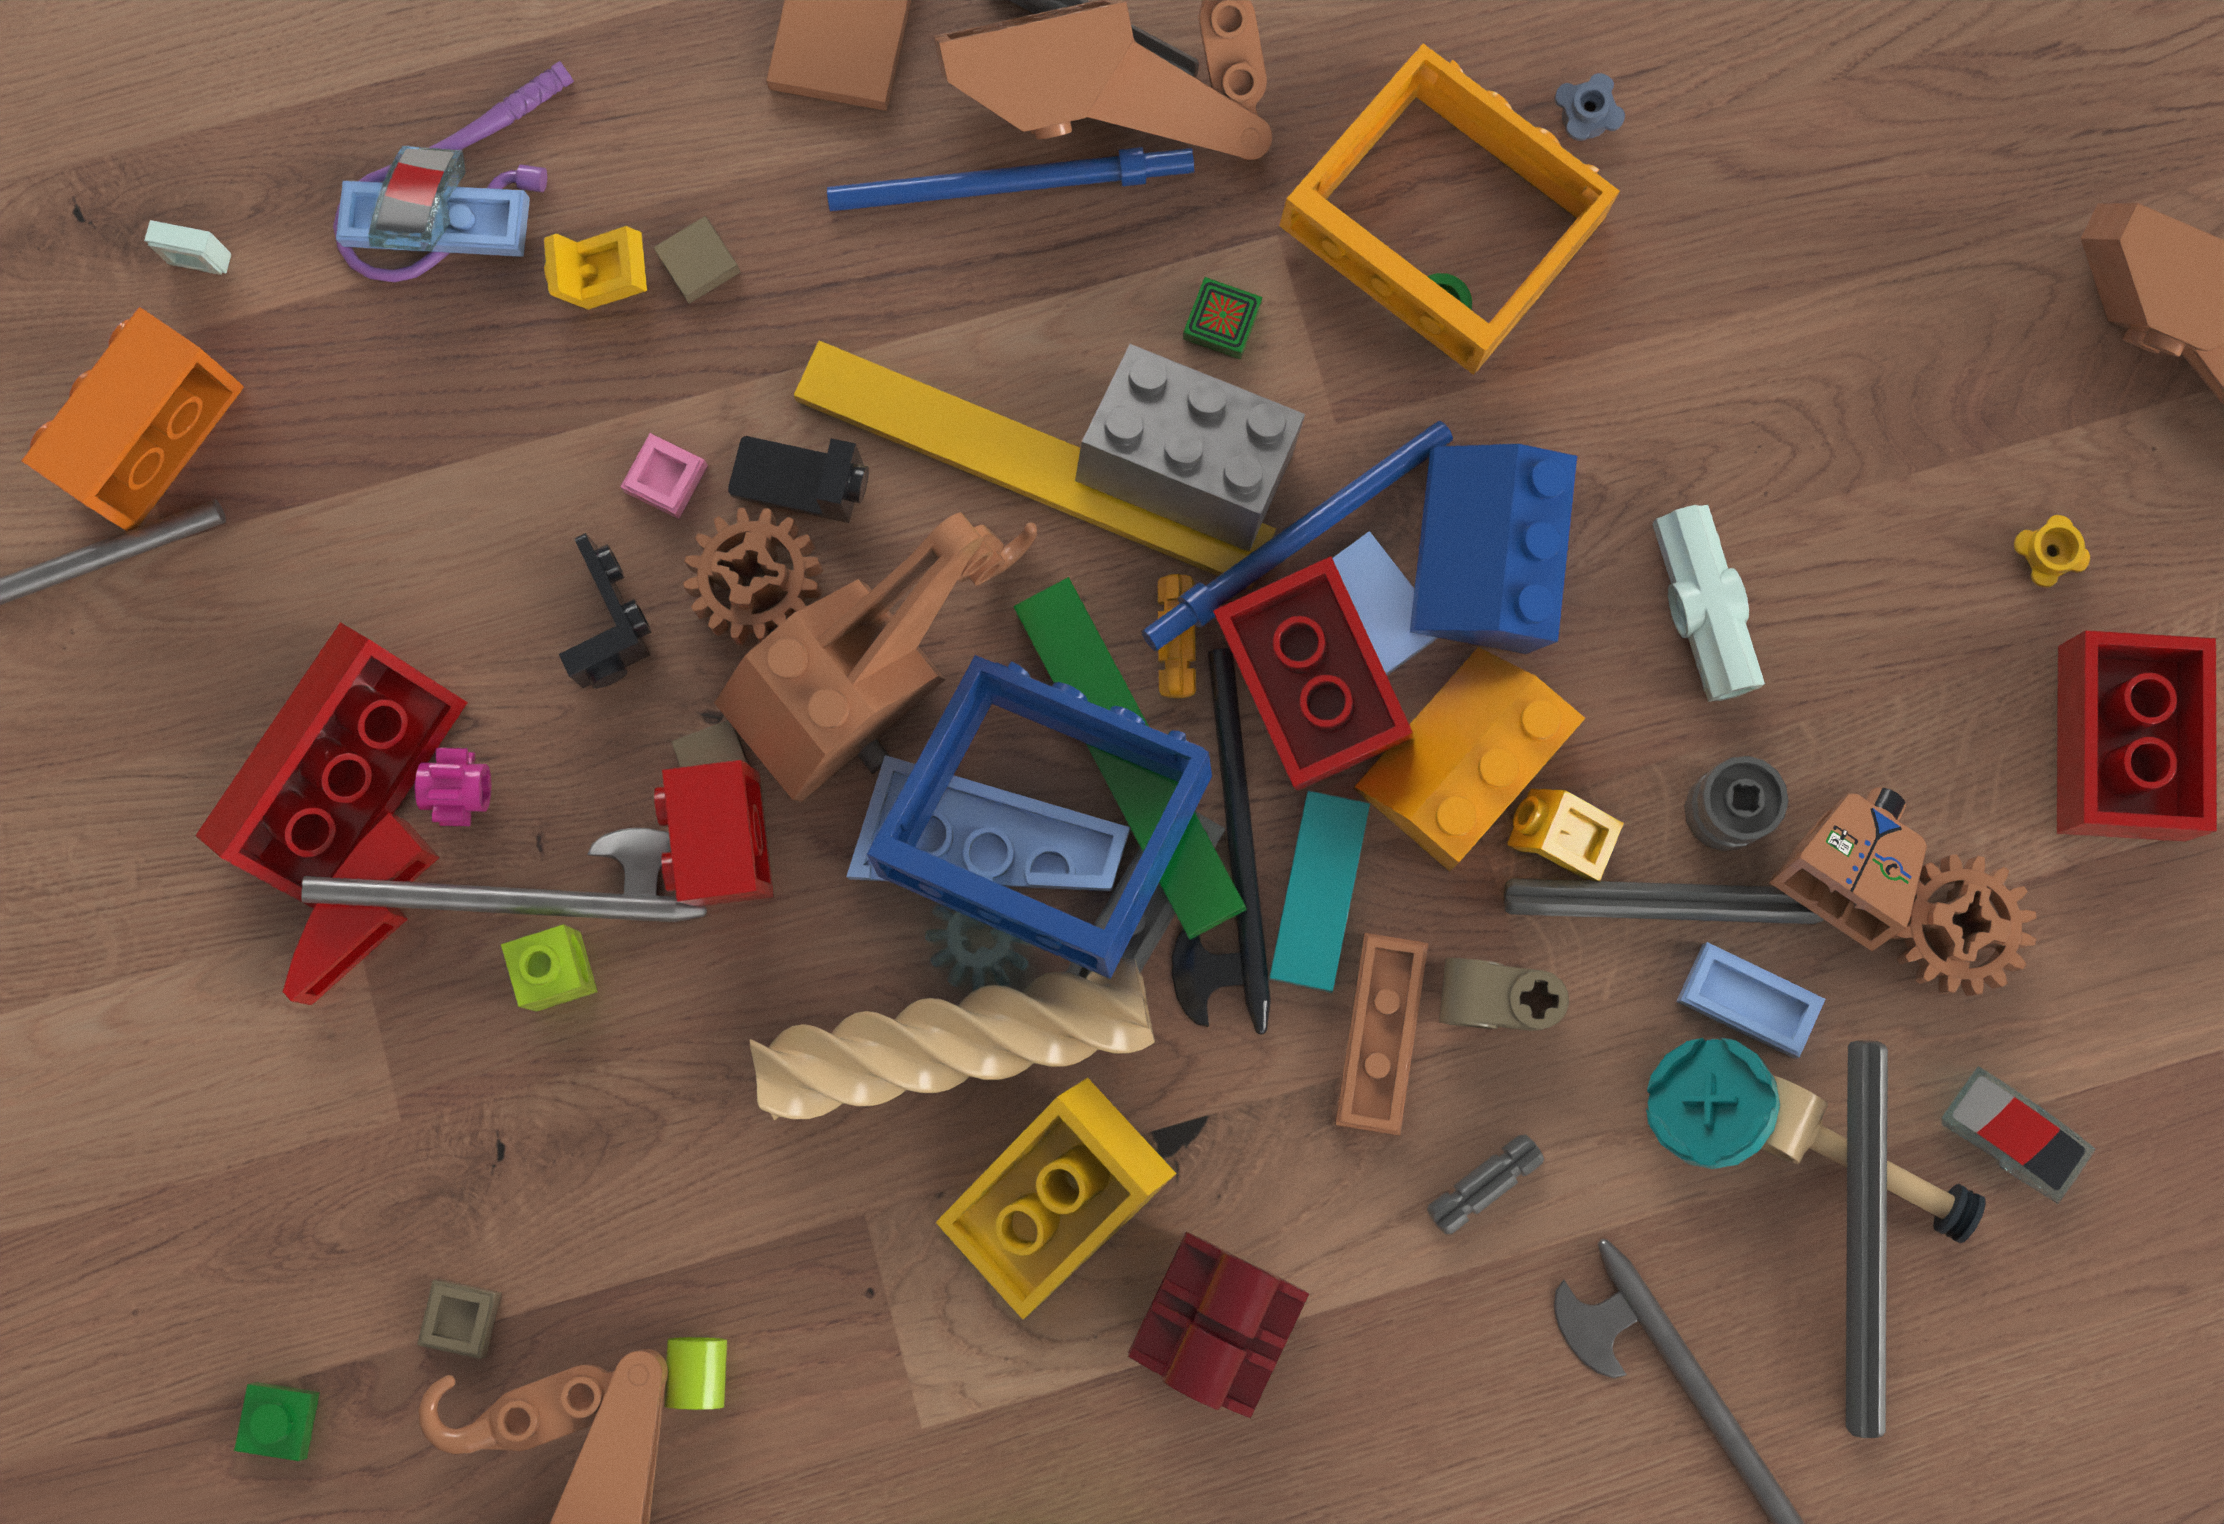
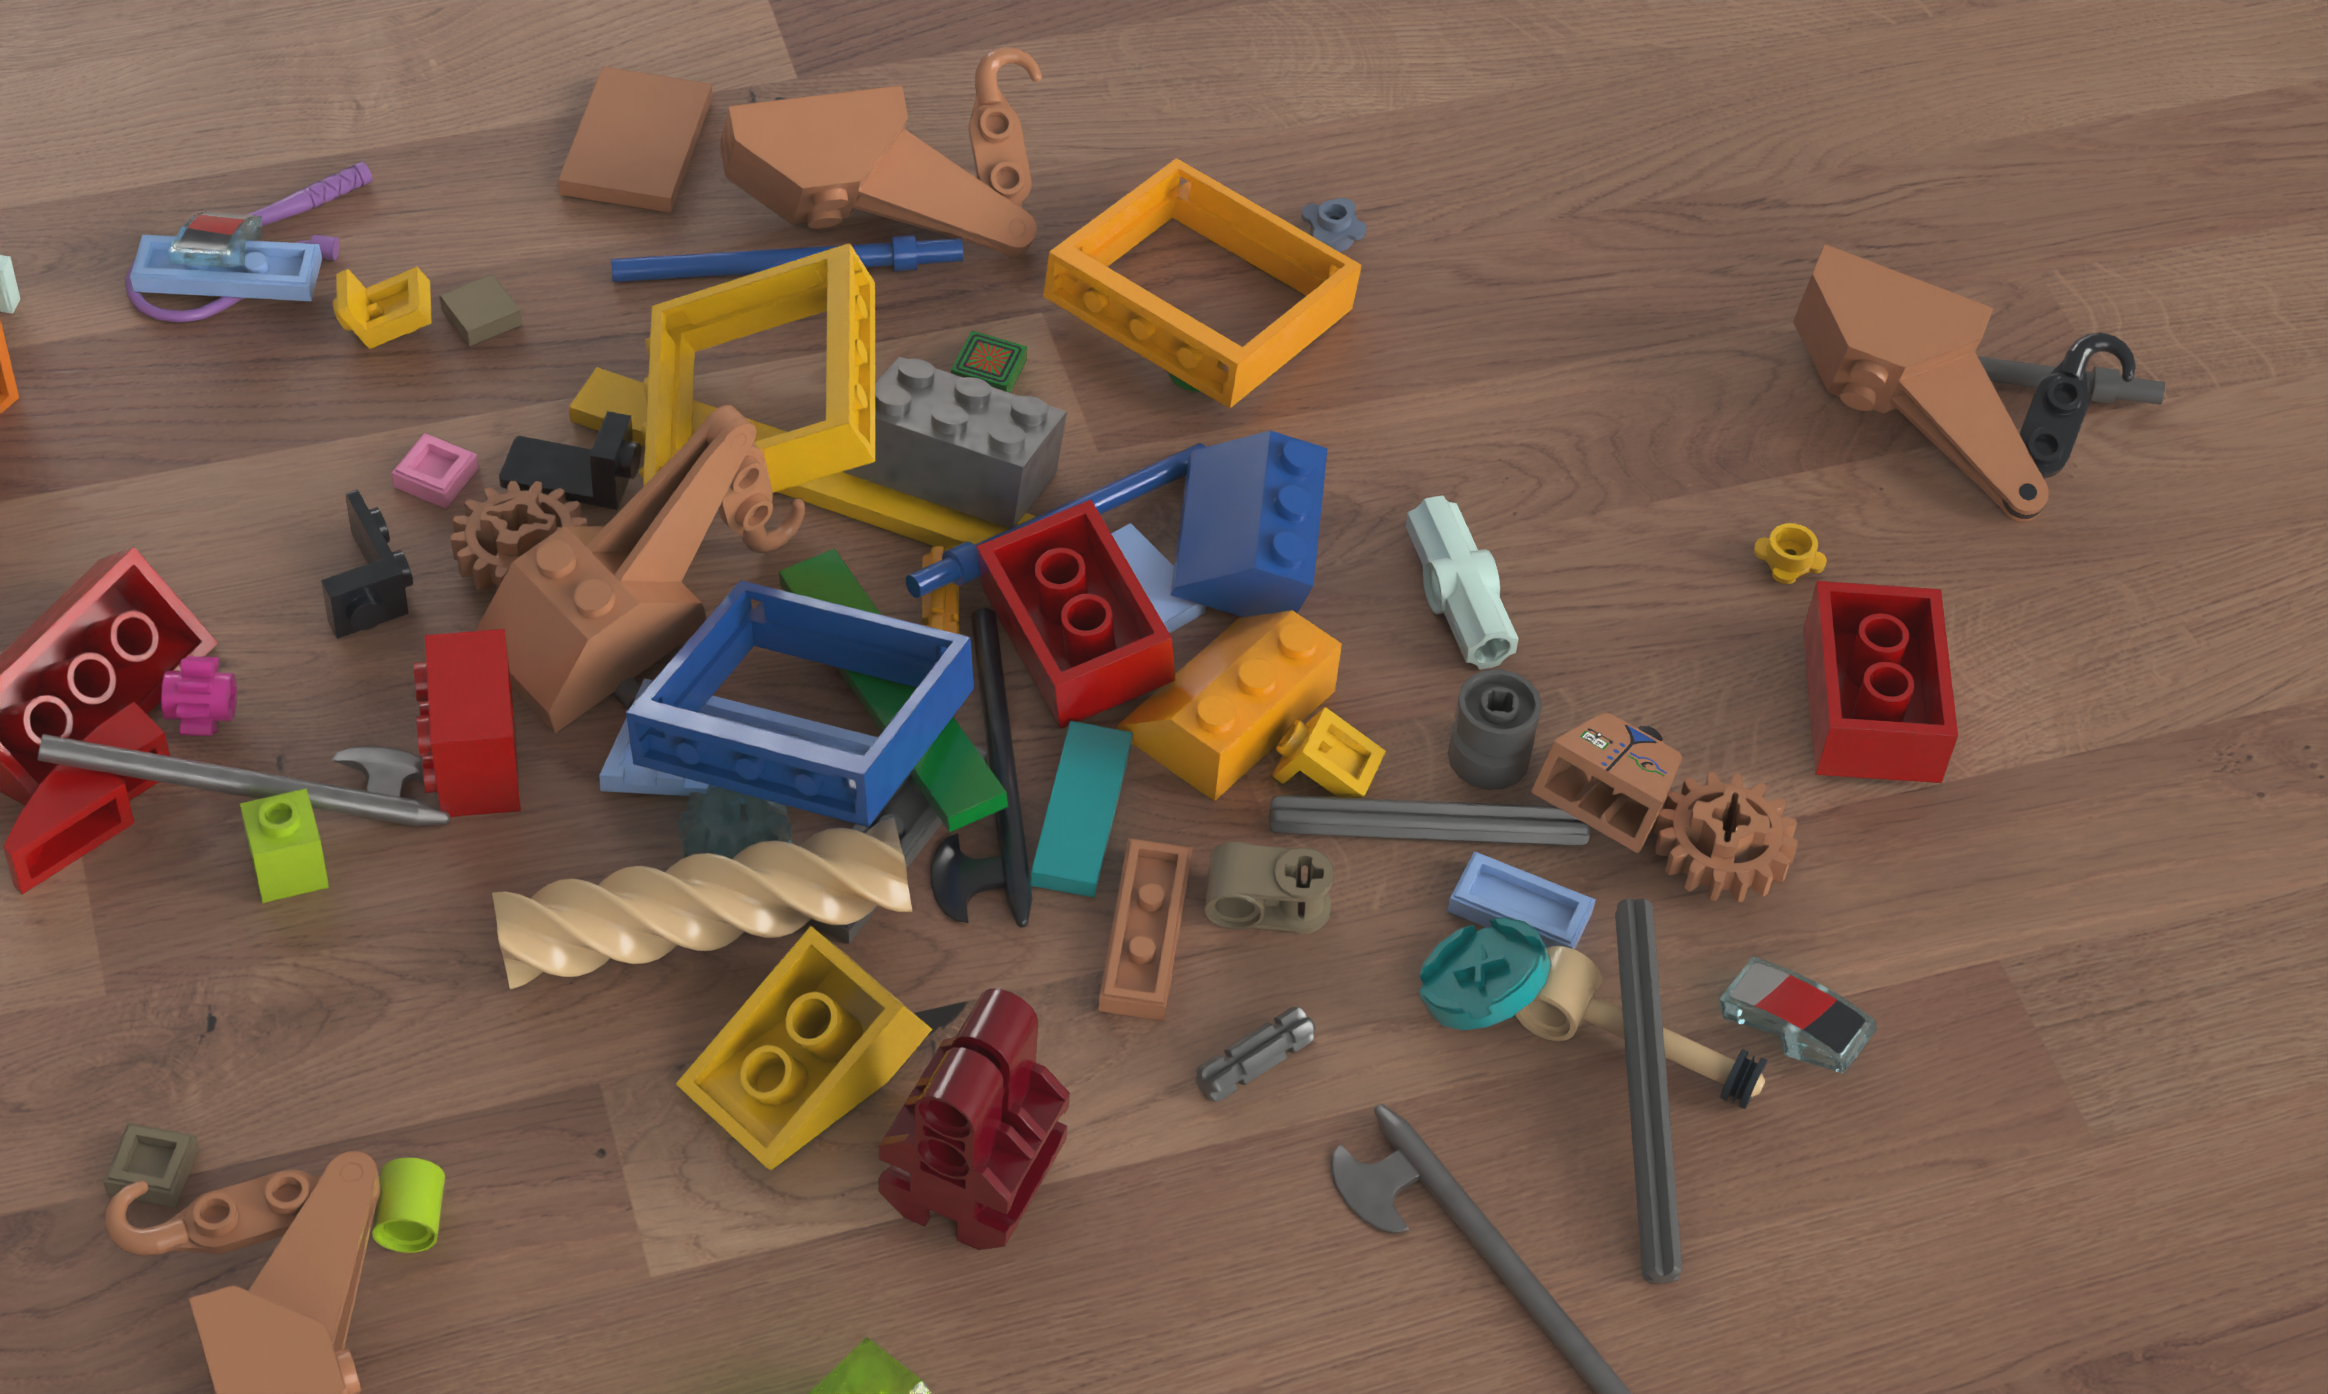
camera: 10 degrees left, 30 degrees down
(1077, 392) = (757, 302): none -> yellow window

